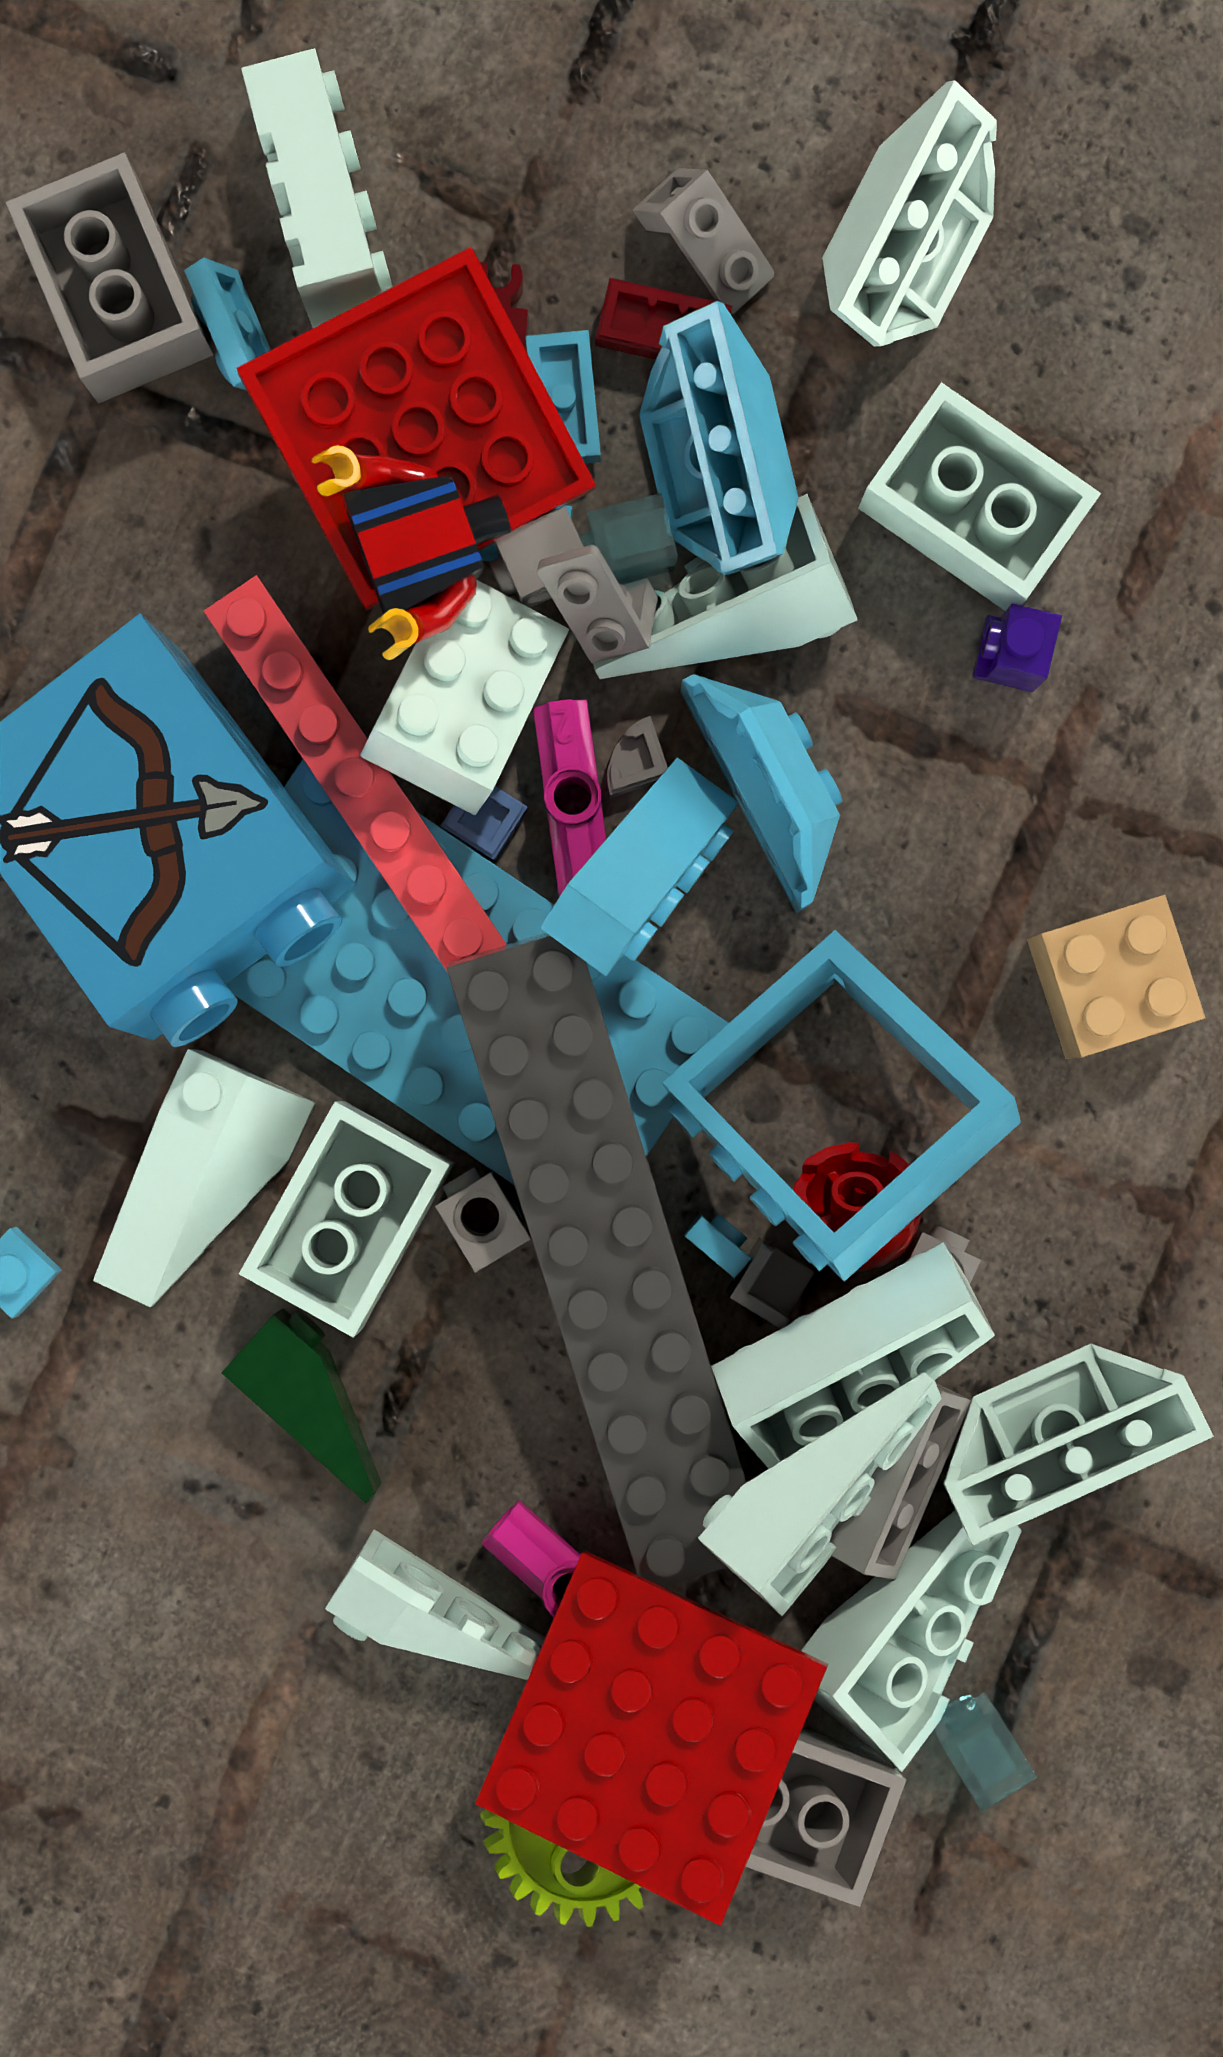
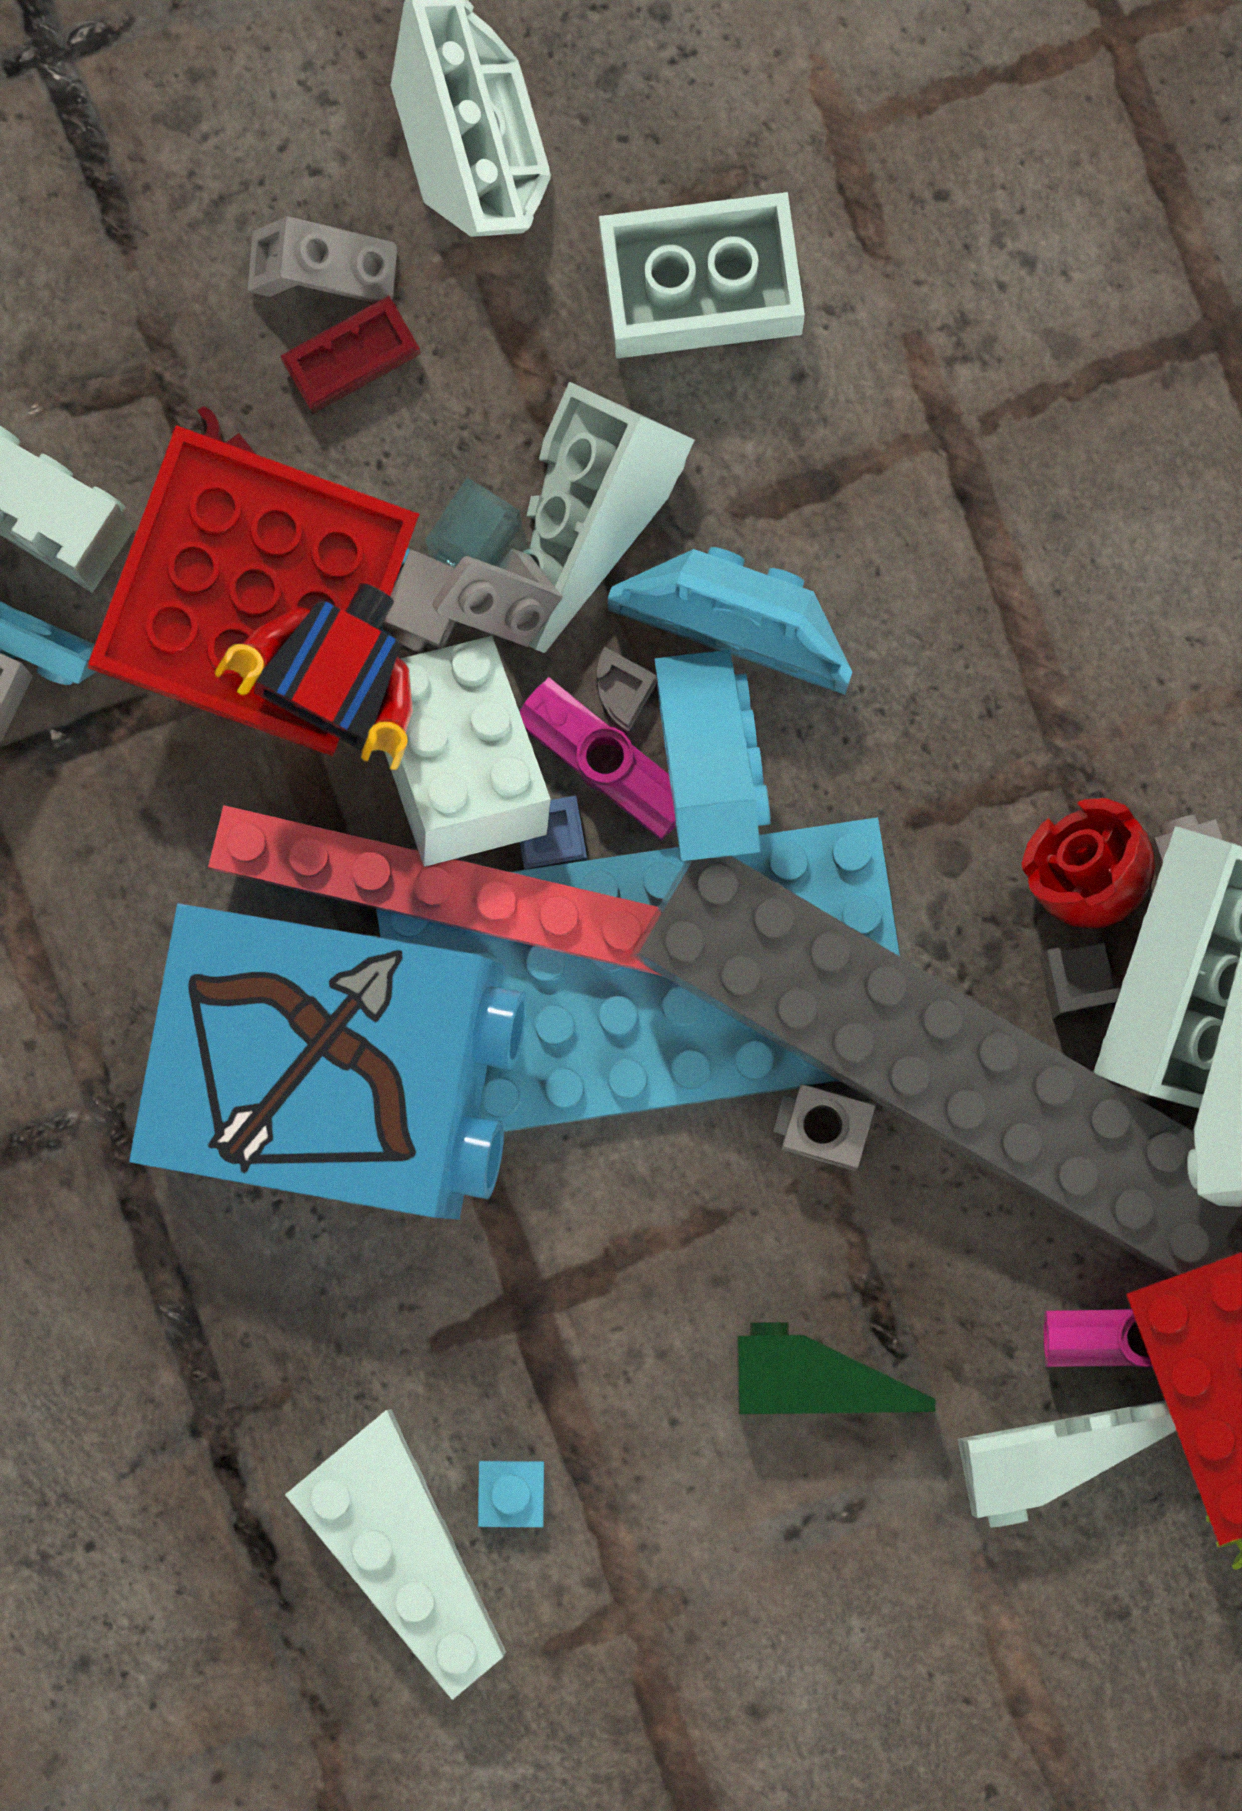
camera: 40 degrees left, 5 degrees down
(202, 1165) = (581, 1276): light aqua wedge -> none
(346, 1218) = (726, 1214): light aqua brick -> none
(567, 374) = (313, 450): medium azure plate -> none
(718, 443) = (474, 406): medium azure wedge -> none
(720, 1242) = (1014, 984): medium azure plate -> none
(832, 961) = (1115, 849): medium azure window -> none
(1017, 647) = (827, 355): dark purple brick -> none
(1116, 978) = (1121, 528): tan brick -> none

